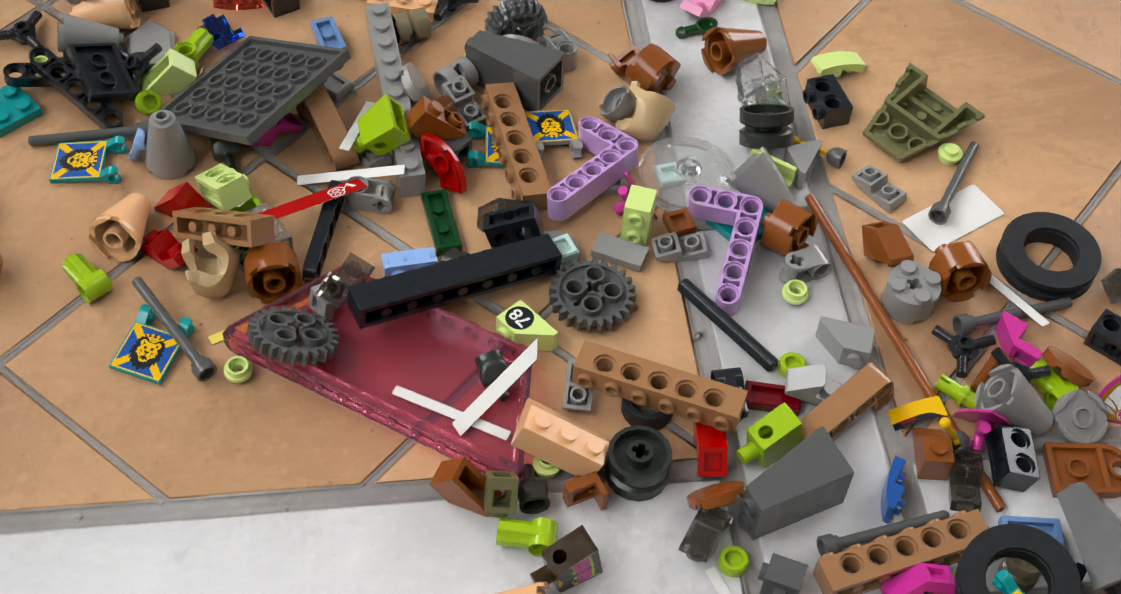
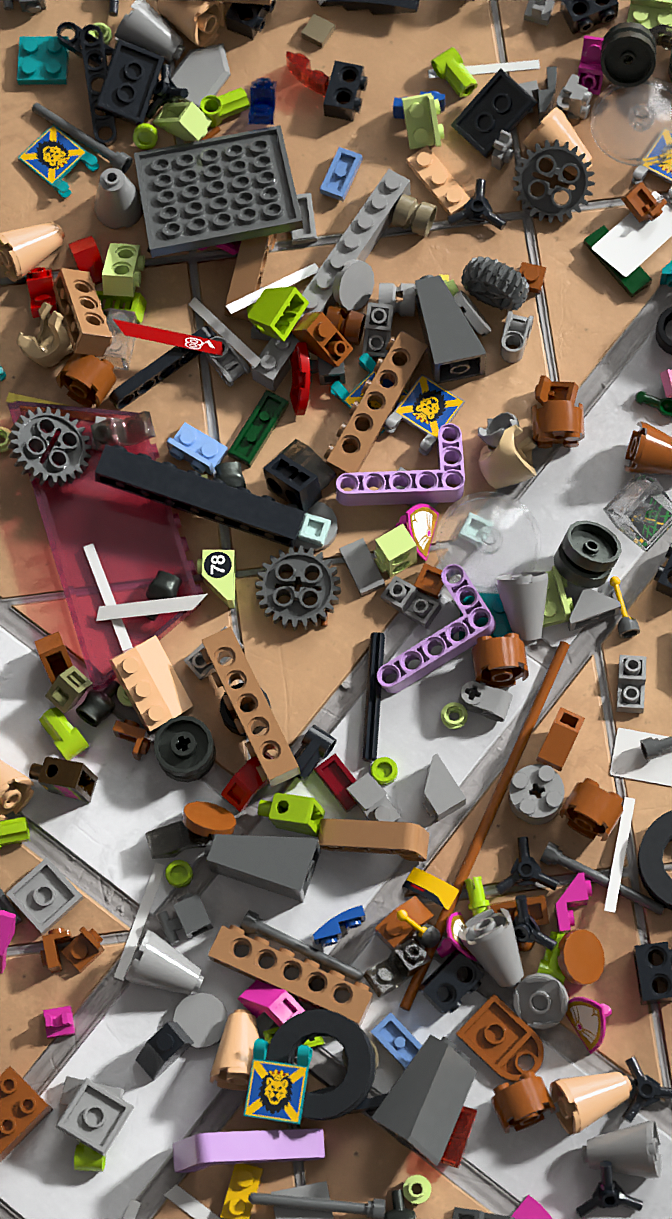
camera: 55 degrees right, 20 degrees up
(138, 145) = (94, 180): light blue piece -> none

